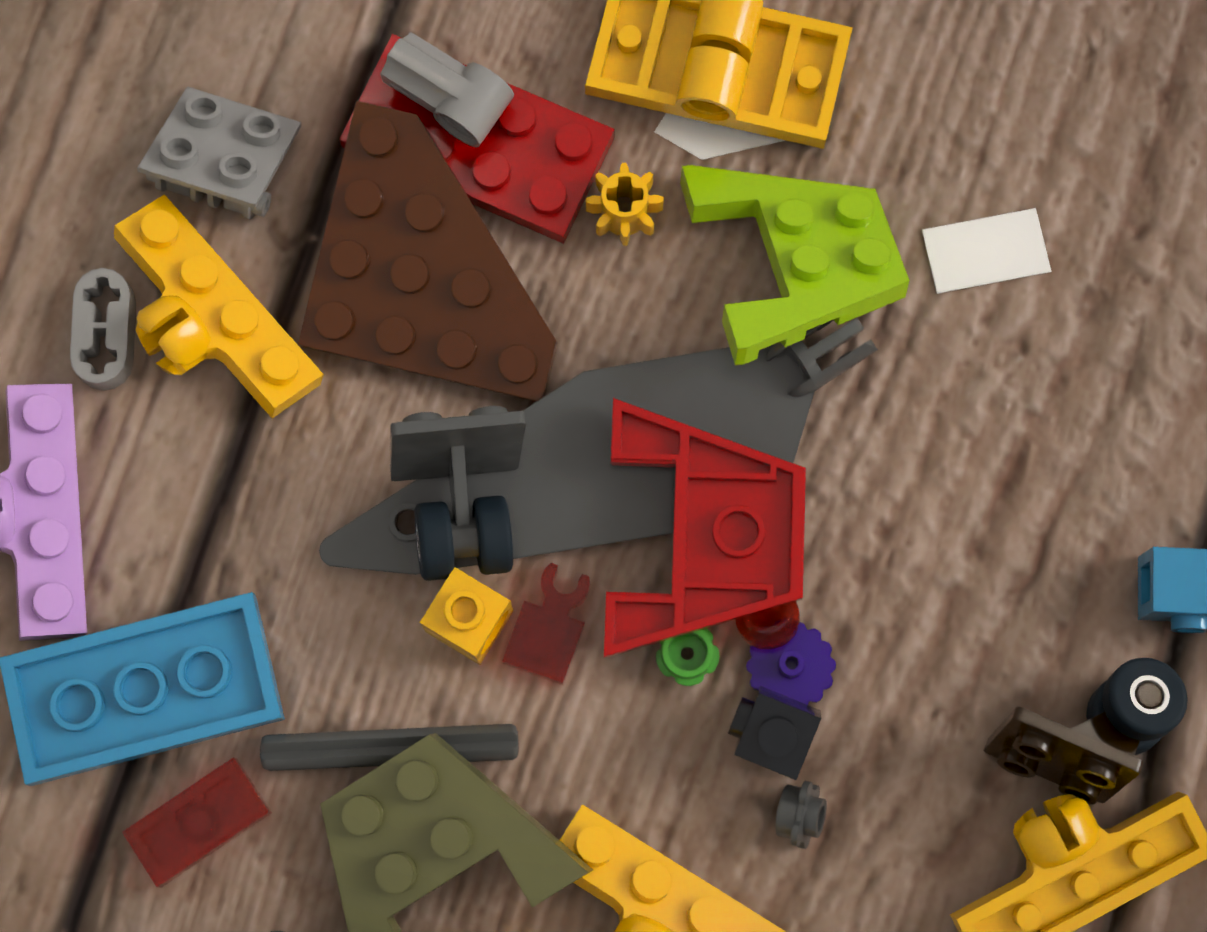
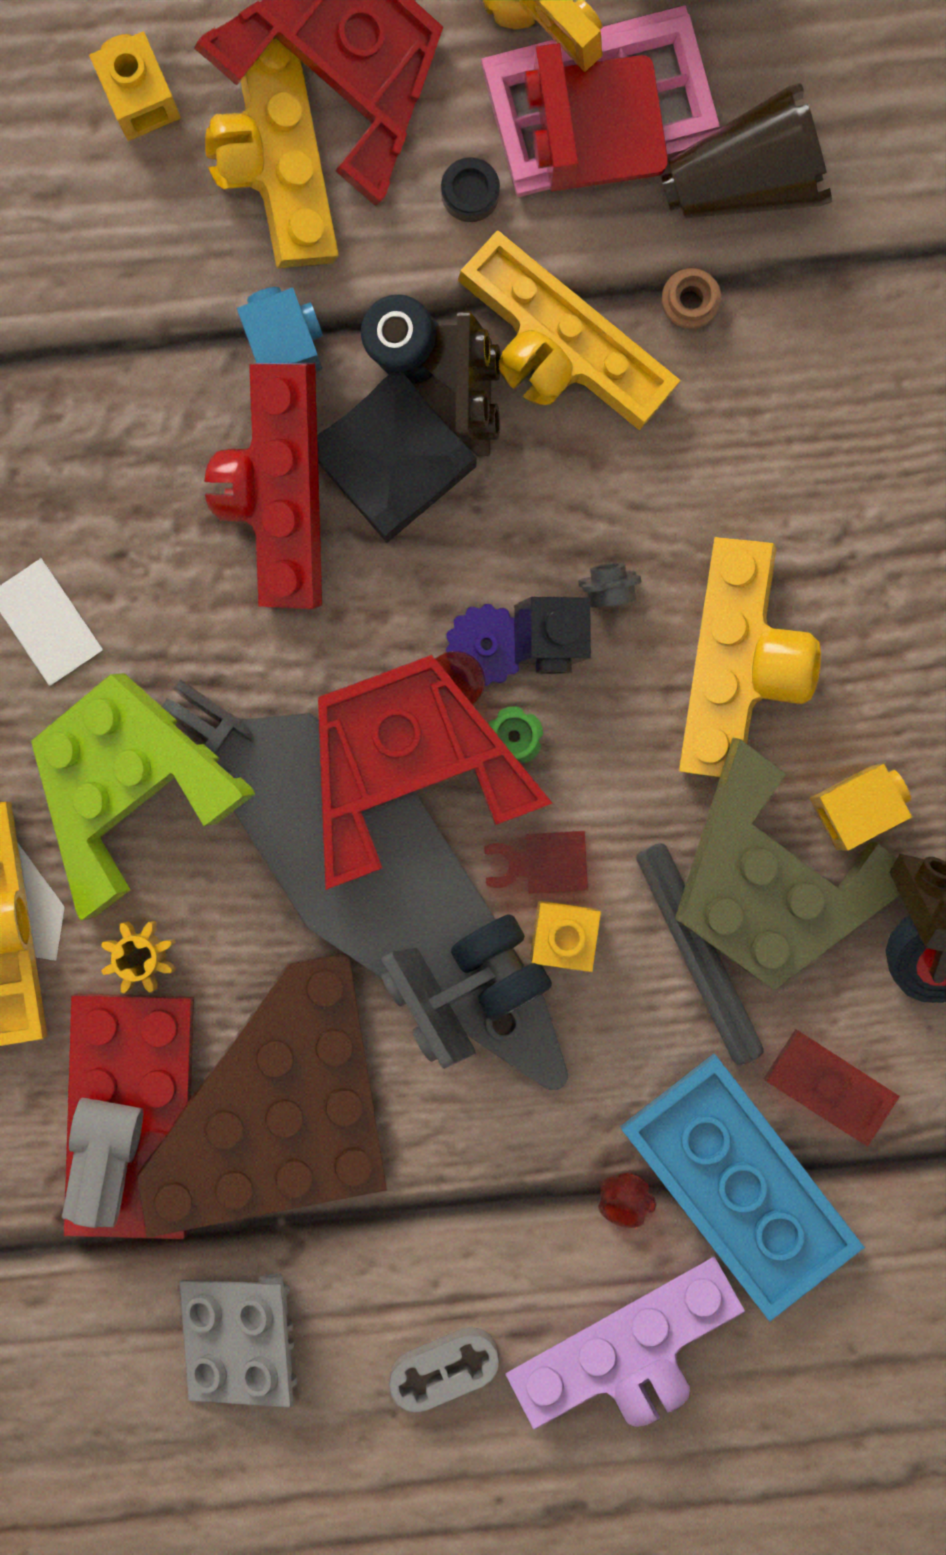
camera: 115 degrees left, 10 degrees up
(181, 568) = (626, 1200): none -> clear red plate
(209, 311) = (388, 1283): yellow plate -> none
(1020, 646) = (393, 455): none -> black brick
(1035, 519) = (277, 484): none -> red plate

